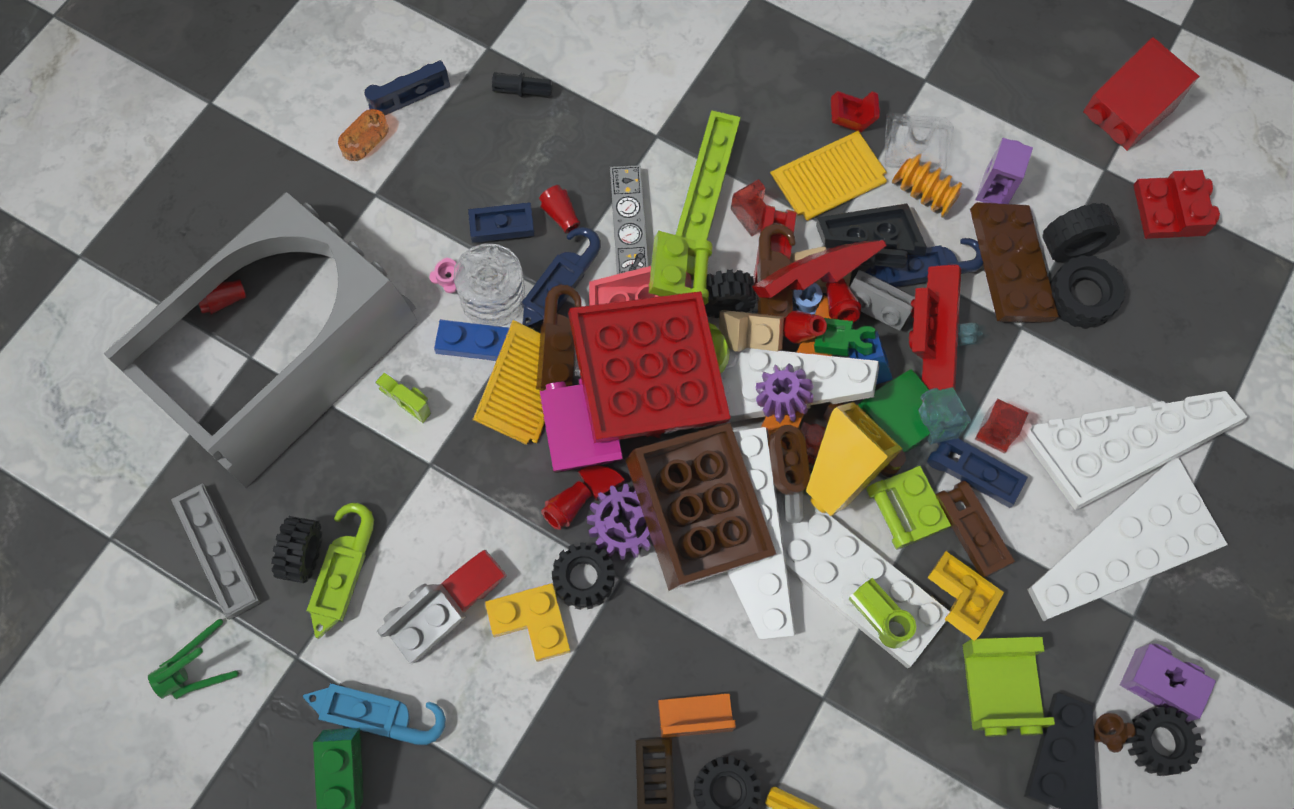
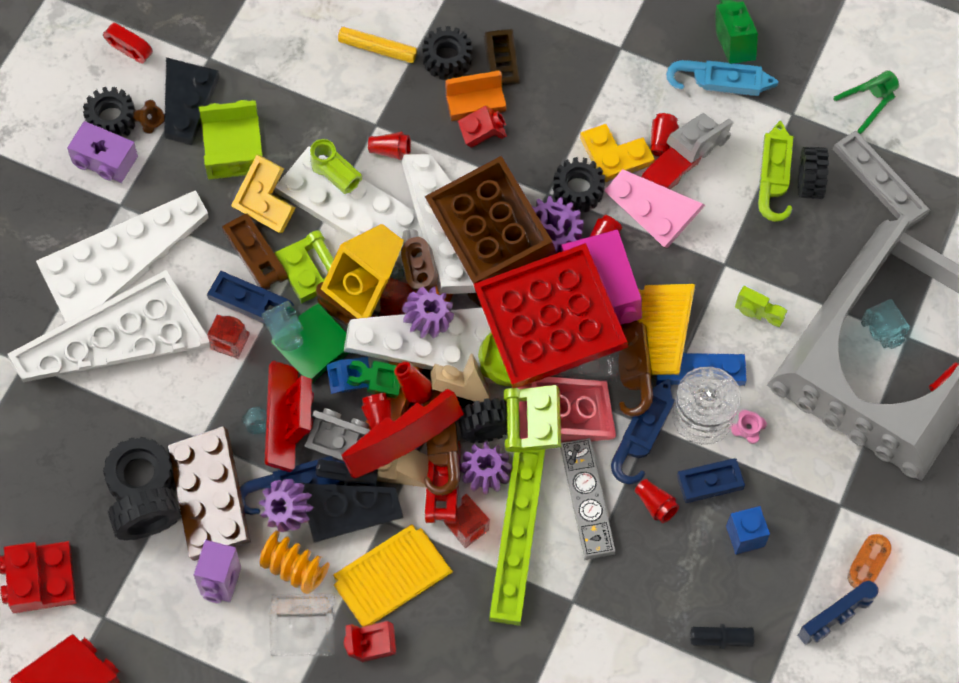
camera: 175 degrees right, 5 degrees down
(266, 358) = (886, 324): none -> clear light blue brick
(467, 636) = (662, 127): none -> red cone
(475, 166) = (747, 530): none -> blue brick
(500, 532) = (653, 206): none -> bright pink wing
(691, 671) = (482, 125): none -> red bracket
(731, 253) = (480, 459): none -> medium lavender gear
(808, 656) = (390, 145): none -> red cone
(938, 224) = (295, 503): none -> medium lavender gear

